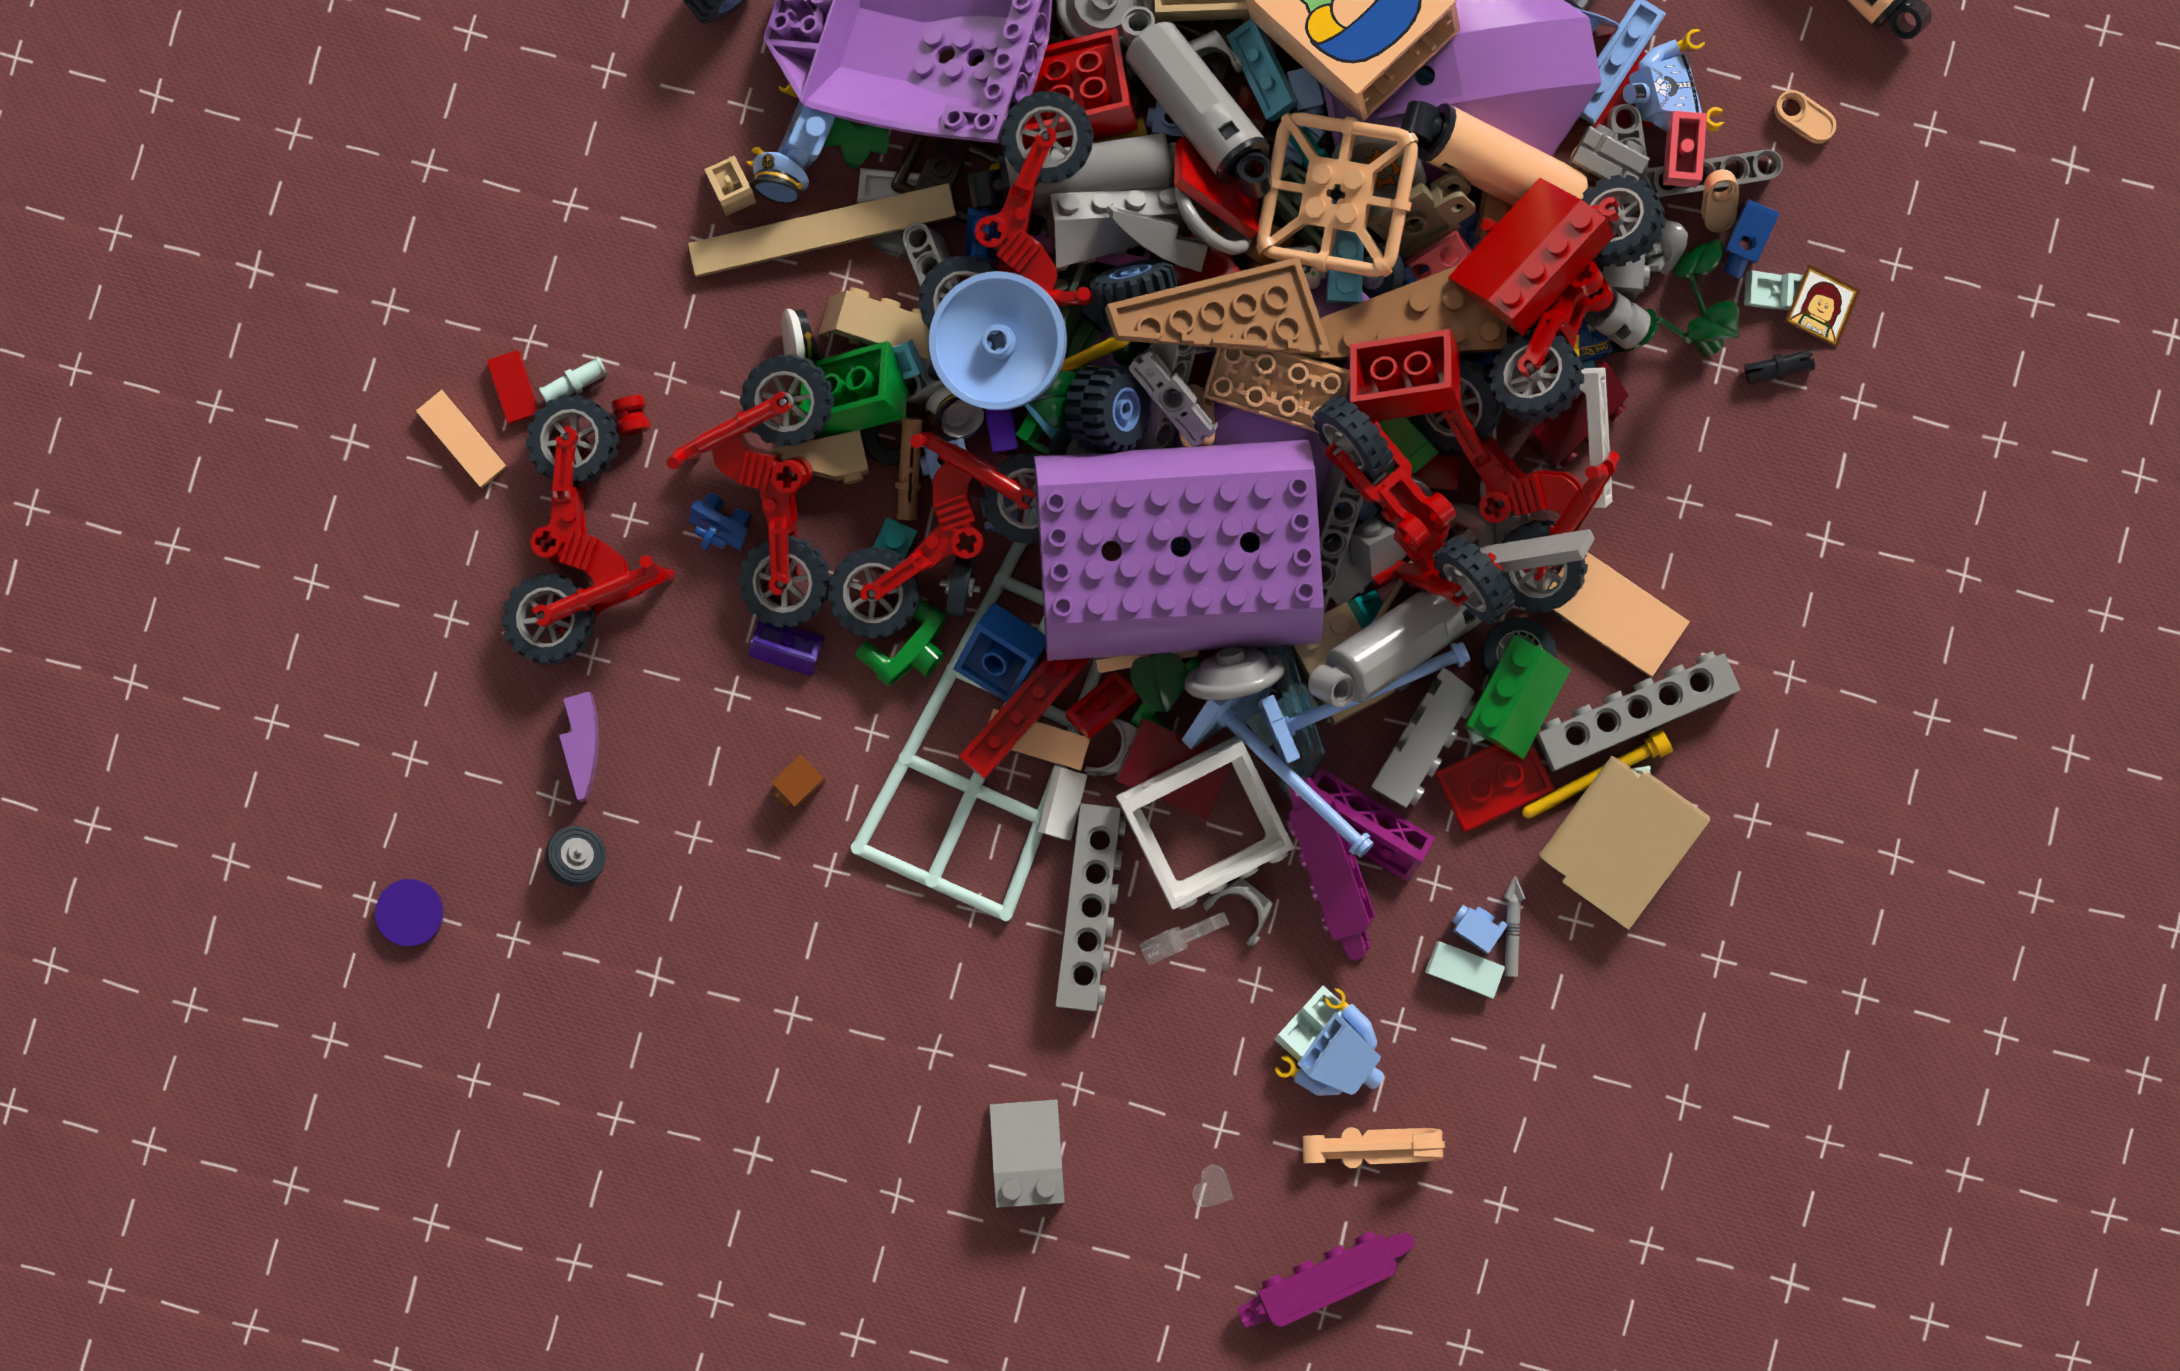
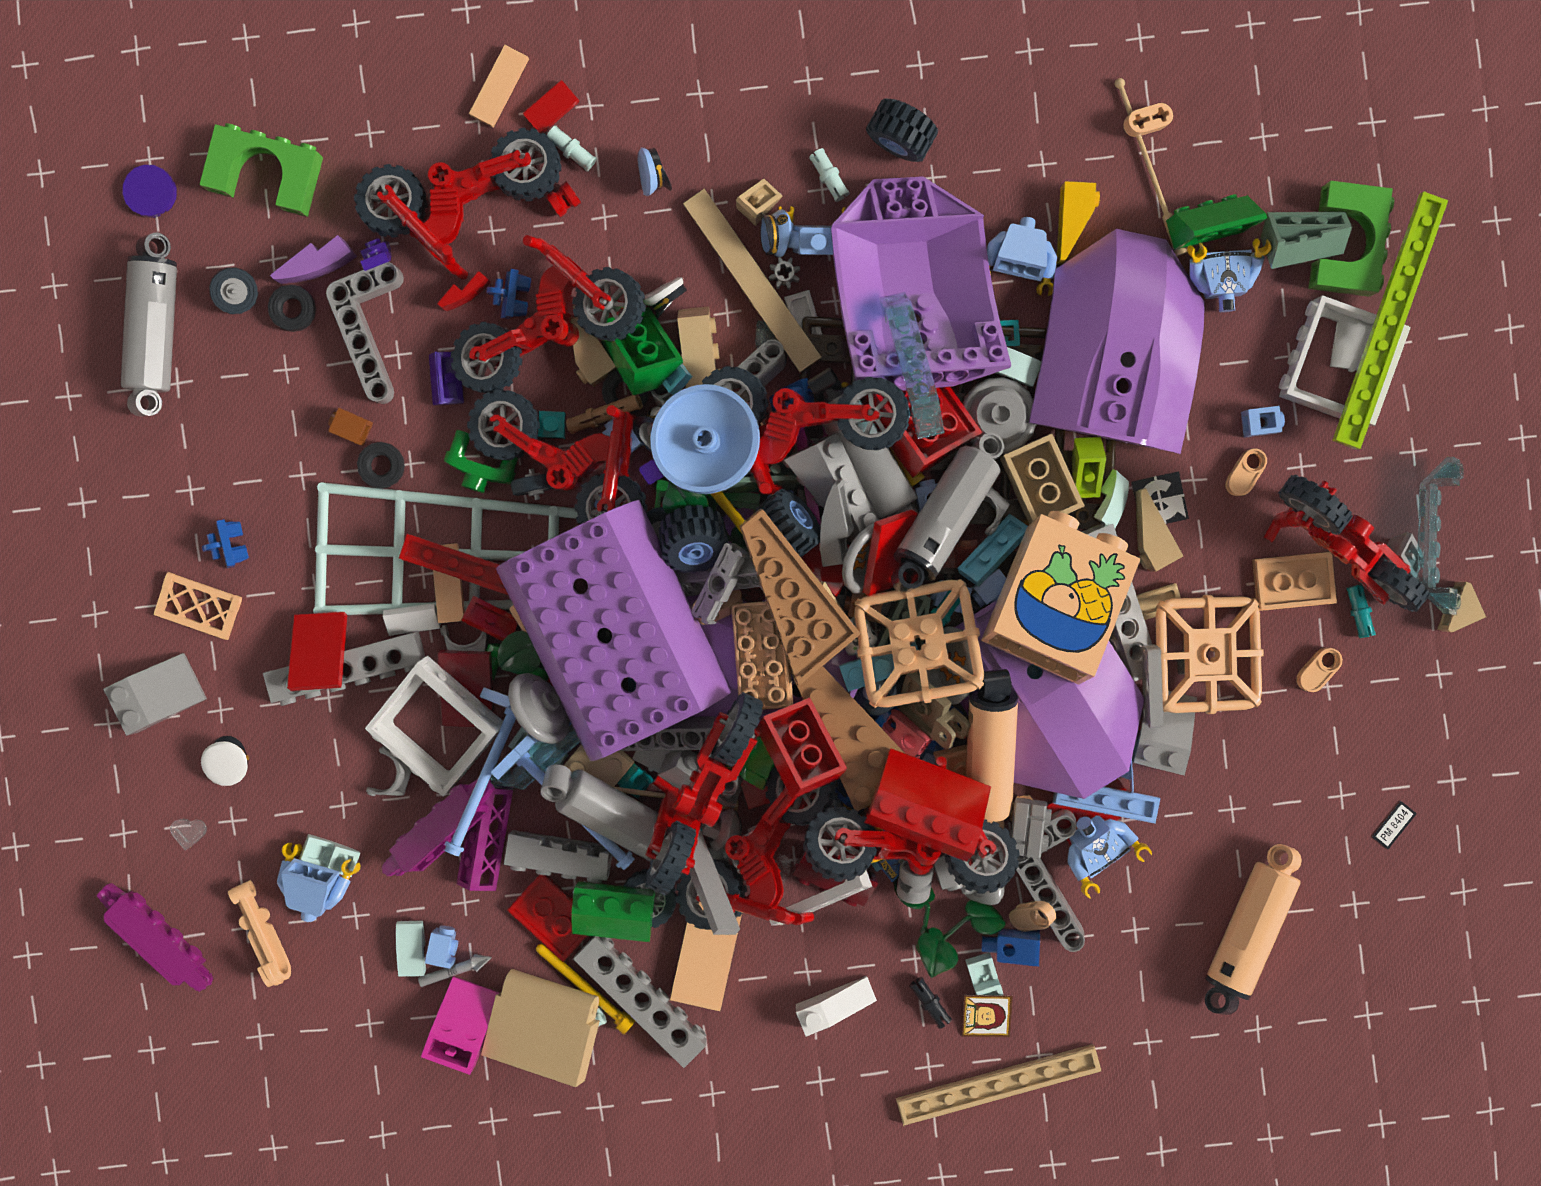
camera: 70 degrees right, 5 degrees up
(400, 783) = (233, 147): none -> bright green arch
(575, 973) = (148, 324): none -> light grey piece
(606, 663) = (375, 254): none -> dark purple slope
(643, 295) = (651, 171): none -> light blue piece
(644, 801) = (287, 292): none -> black tyre
(685, 720) = (360, 327): none -> light grey beam
(693, 587) = (455, 297): none -> red slope
(733, 89) = (829, 175): none -> light aqua pin
(836, 194) = (788, 267): none -> light grey gear
(853, 746) = (365, 469): none -> black tyre
(857, 140) = (825, 279): green plate -> none
(876, 995) = (226, 531): none -> blue hips
(944, 1089) = (180, 618): none -> light nougat window
(1001, 652) = (497, 532): blue slope -> none
(1005, 67) = (914, 364): none -> clear light blue slope
(1056, 926) = (317, 651): none -> red tile
(1144, 1102) = (225, 761): none -> white piece
(1176, 940) = (344, 736): clear piece -> none
(1583, 941) = (460, 1026): none -> dark pink slope
(1684, 149) = (1058, 880): coral brick -> none
(1737, 482) = (834, 1005): none -> white slope
(1812, 121) = (1117, 956): light nougat piece -> none
(1912, 326) = (998, 1084): none -> tan tile

